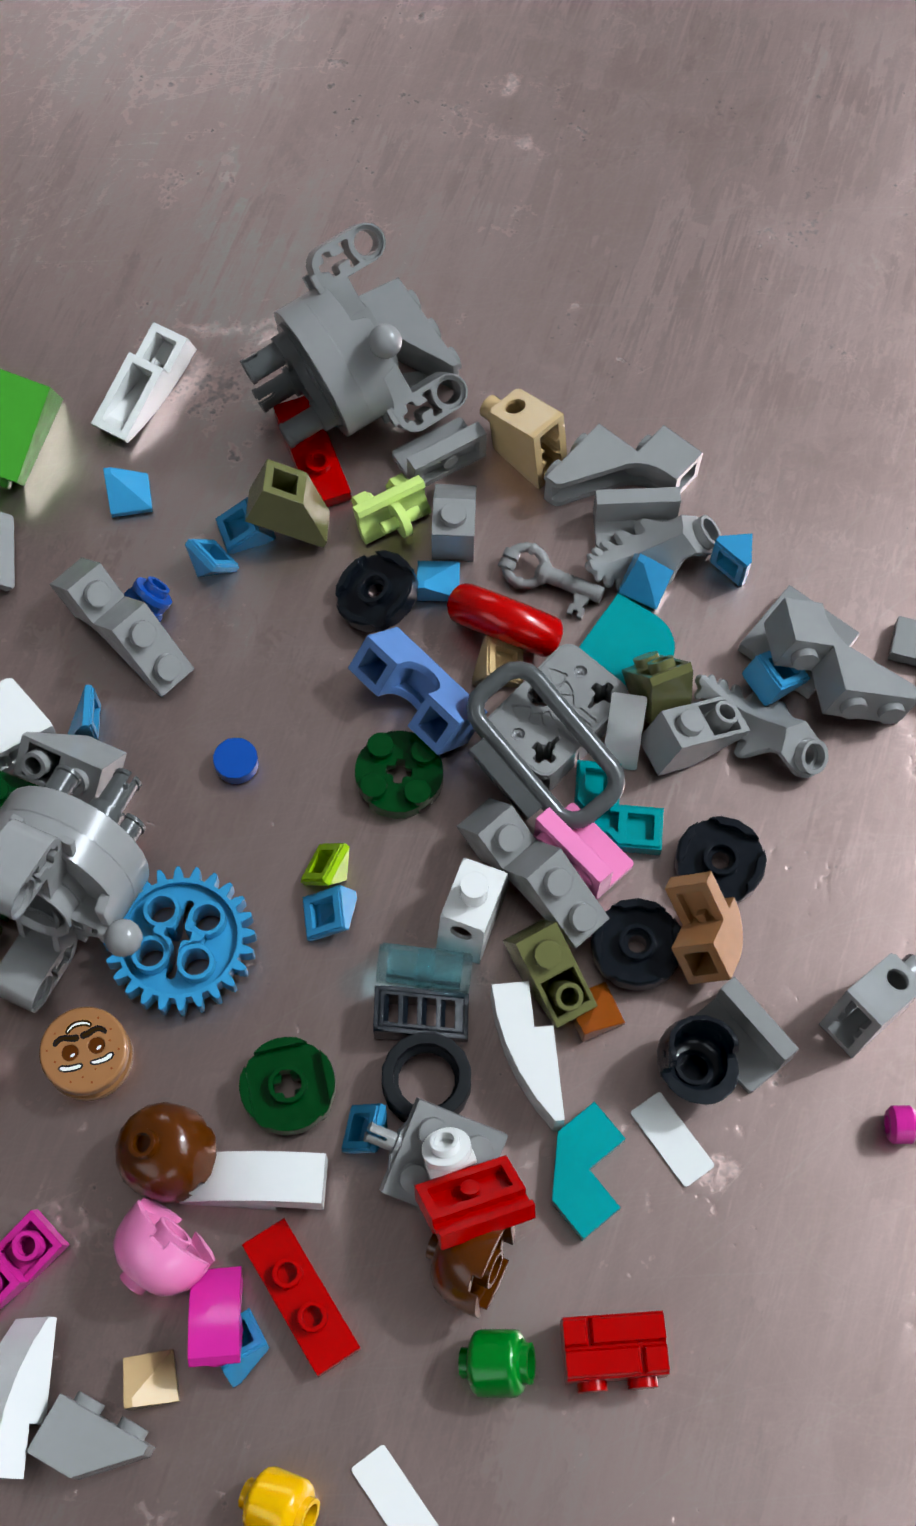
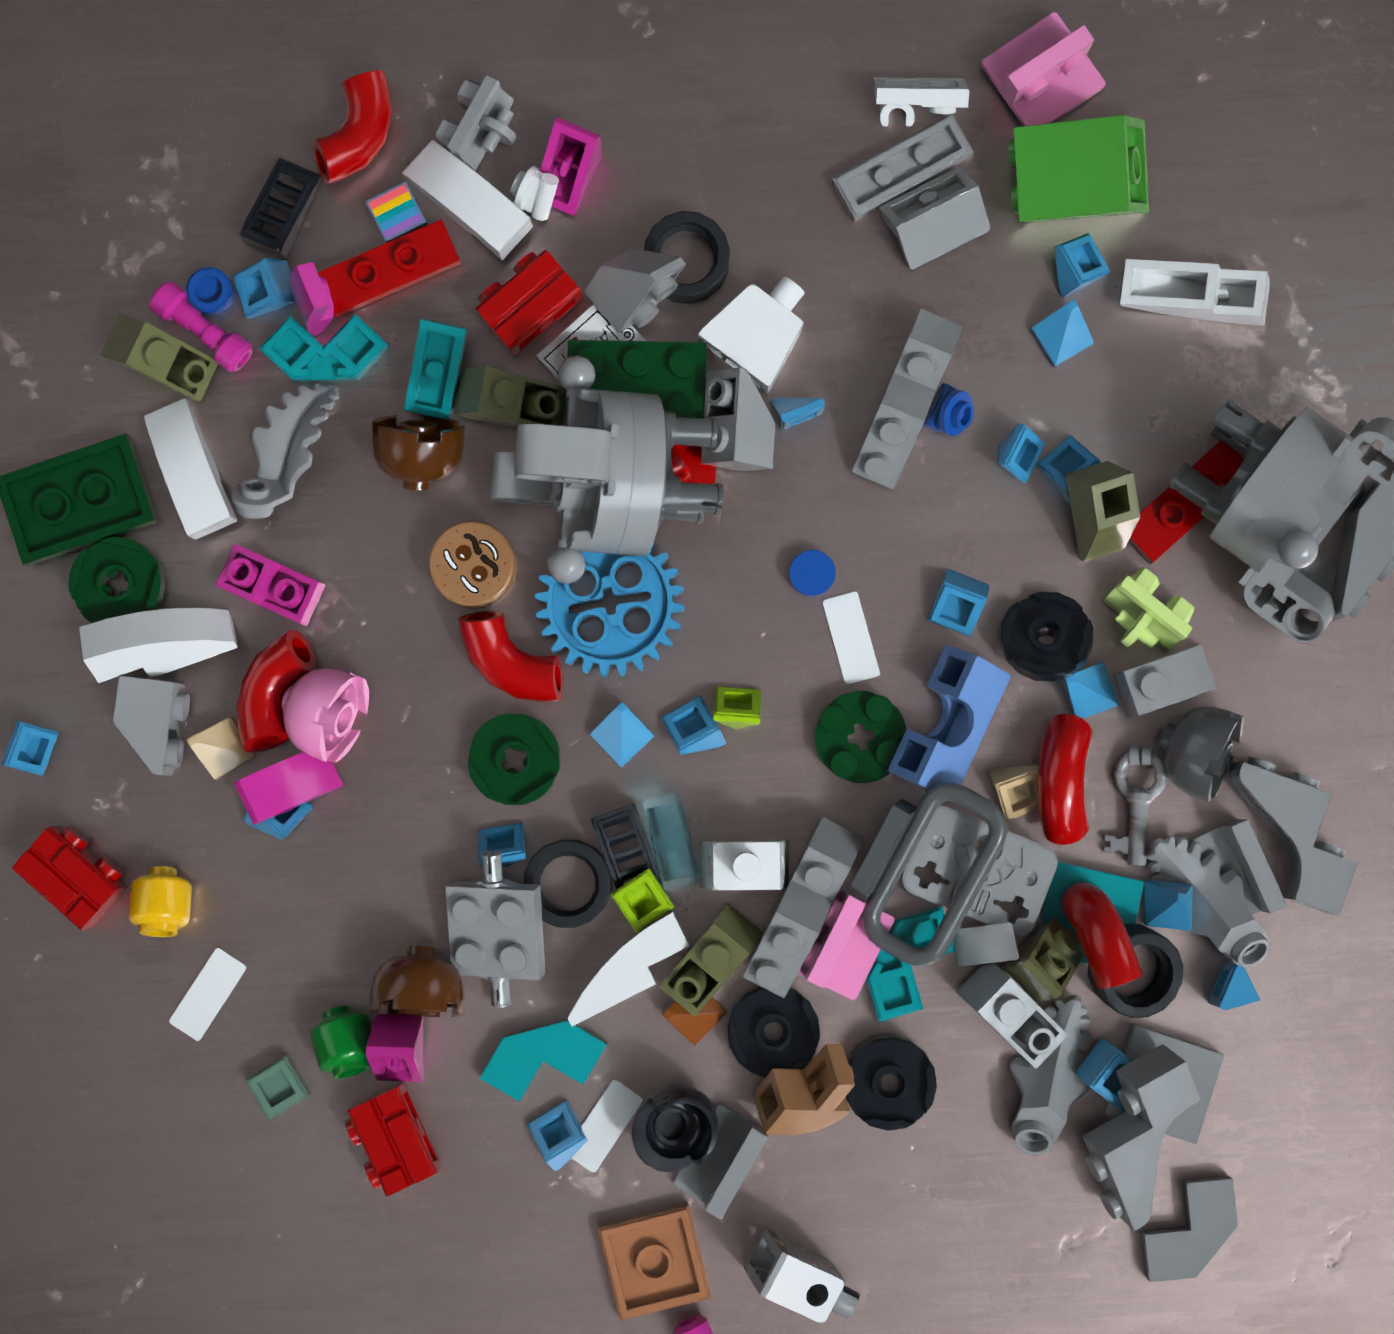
camera: 70 degrees right, 20 degrees up
(77, 461) = (1078, 264): none -> dark azure slope
(113, 1308) = (263, 689): none -> red cylinder
(165, 1152) = (411, 678): reddish brown cylinder -> none
(193, 1059) = (504, 663): none -> red cylinder
(264, 1181) = (418, 765): white slope -> none
(301, 1297) = (337, 848): red plate -> none
(307, 979) = (621, 734): none -> dark azure slope
(308, 752) = (851, 638): none -> white sticker
(317, 653) = (959, 602): none -> dark azure slope
(442, 451) = (1241, 633): light grey panel -> none
(447, 1152) = (495, 934): white plate -> none
(470, 1013) = (642, 900): none -> lime slope
(474, 1202) = (461, 975): red plate -> none
(518, 1457) = (278, 1087): none -> sand green tile
(523, 507) = (1201, 750): none -> dark grey cylinder
(525, 1305) = (396, 1048): none -> dark pink slope
(526, 433) = (1291, 718): tan torso -> none
(647, 625) = (1101, 935): none -> red cylinder
(666, 1183) = (558, 1135): none -> dark azure slope
(709, 606) = (1163, 986): none -> black tyre
(820, 1138) = (654, 1262): none -> nougat tile

